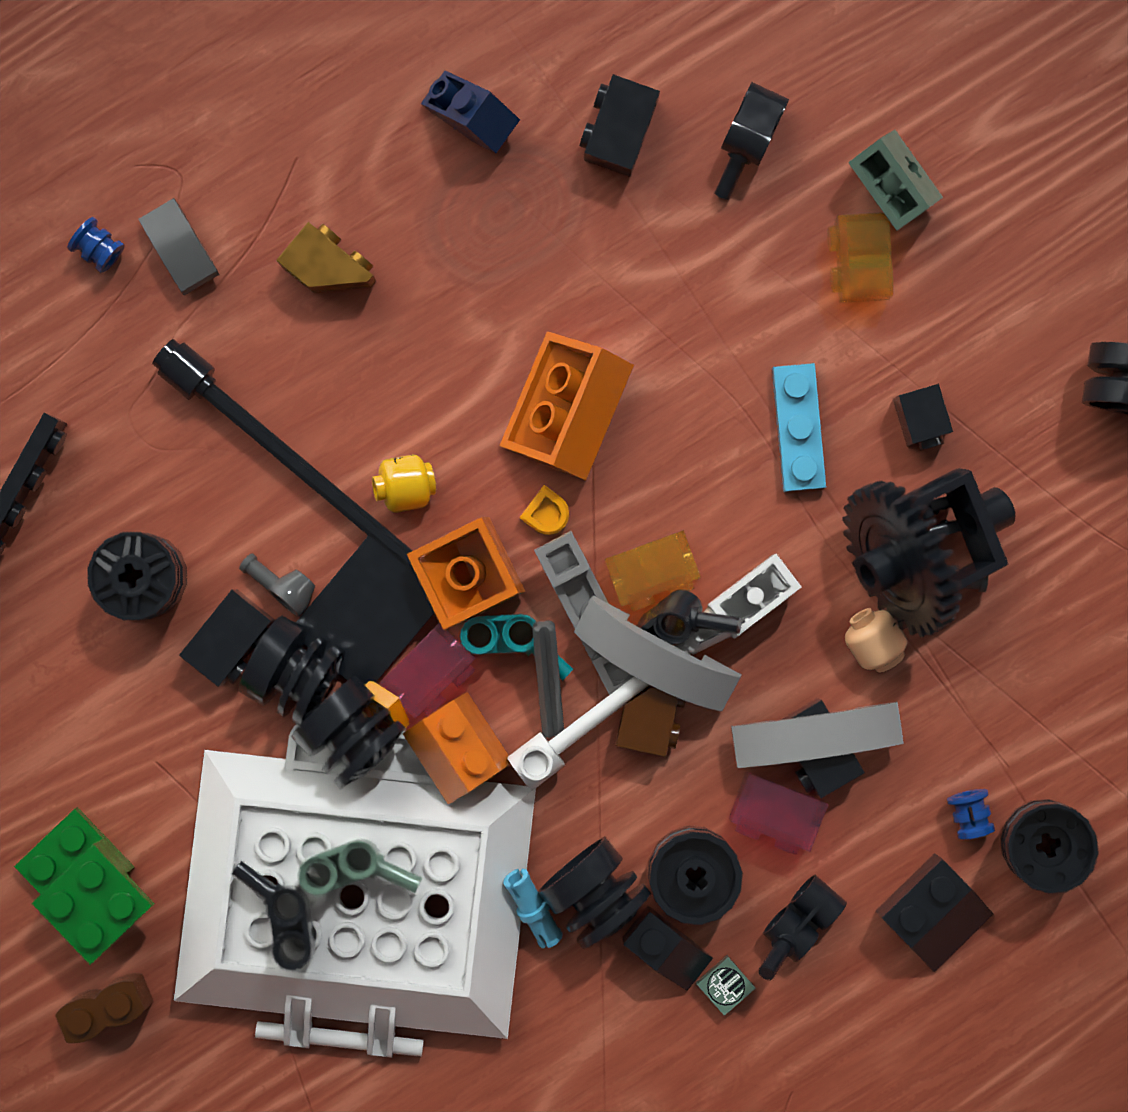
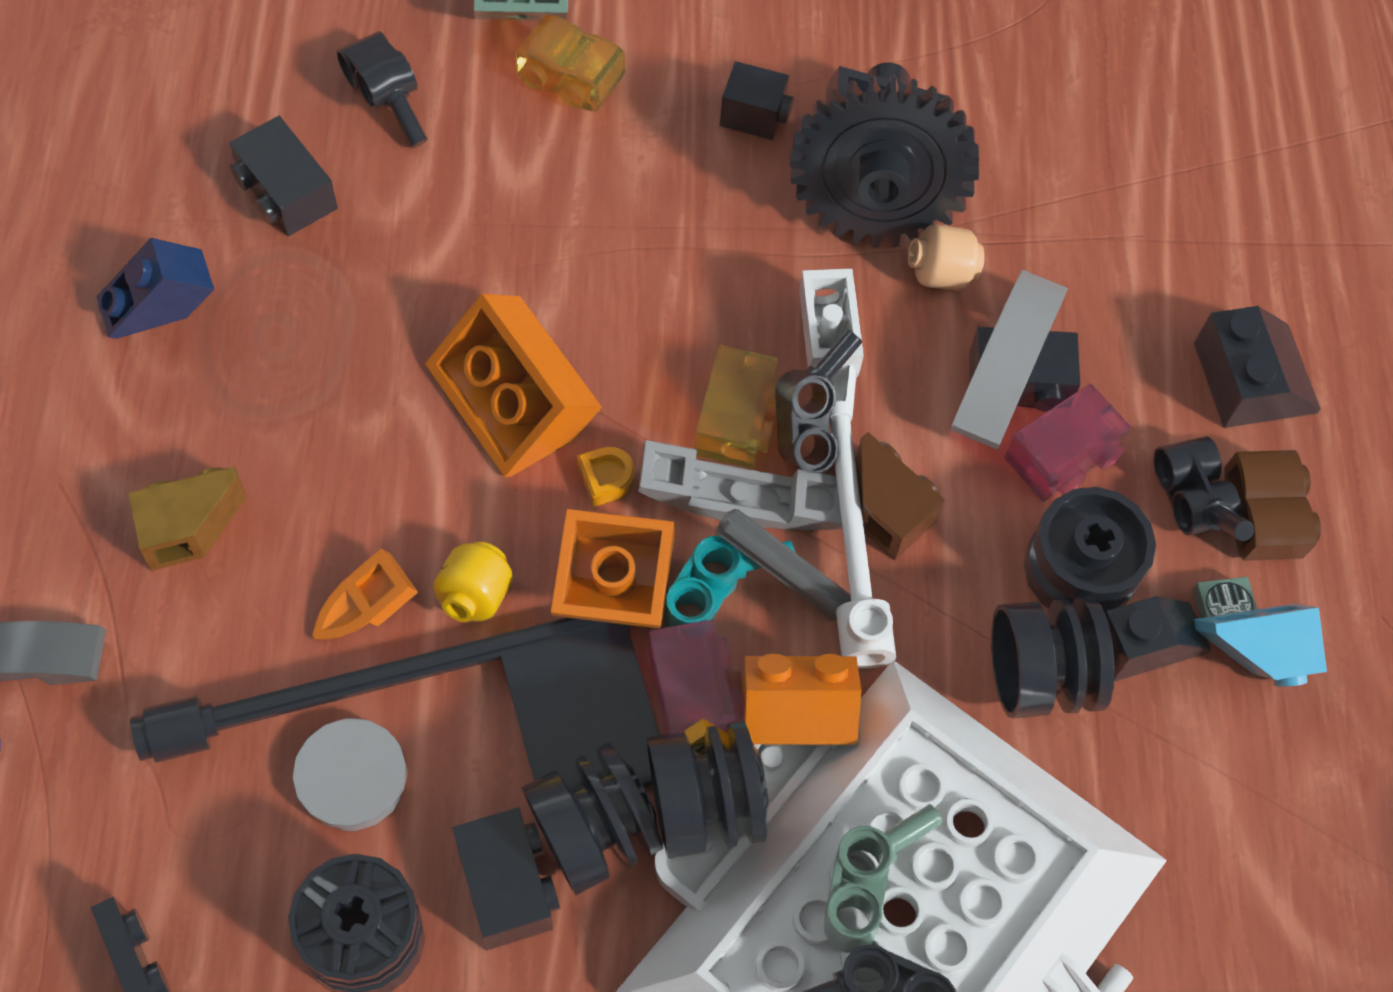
camera: 60 degrees left, 25 degrees down
(232, 496) = (350, 774): none -> light grey tile
(291, 590) = (498, 783): dark grey bar -> none
(349, 420) = (364, 597): none -> orange plate
(532, 908) = (1029, 737): medium azure pin -> none
(654, 660) = (828, 446): light grey slope -> none
(707, 1026) = (1271, 641): none -> medium azure slope
(799, 427) = (689, 209): medium azure plate -> none
(822, 977) = (1275, 502): none -> reddish brown brick
(974, 799) = (1175, 280): blue bush -> none
(1070, 857) = (1250, 223): black wheel -> none

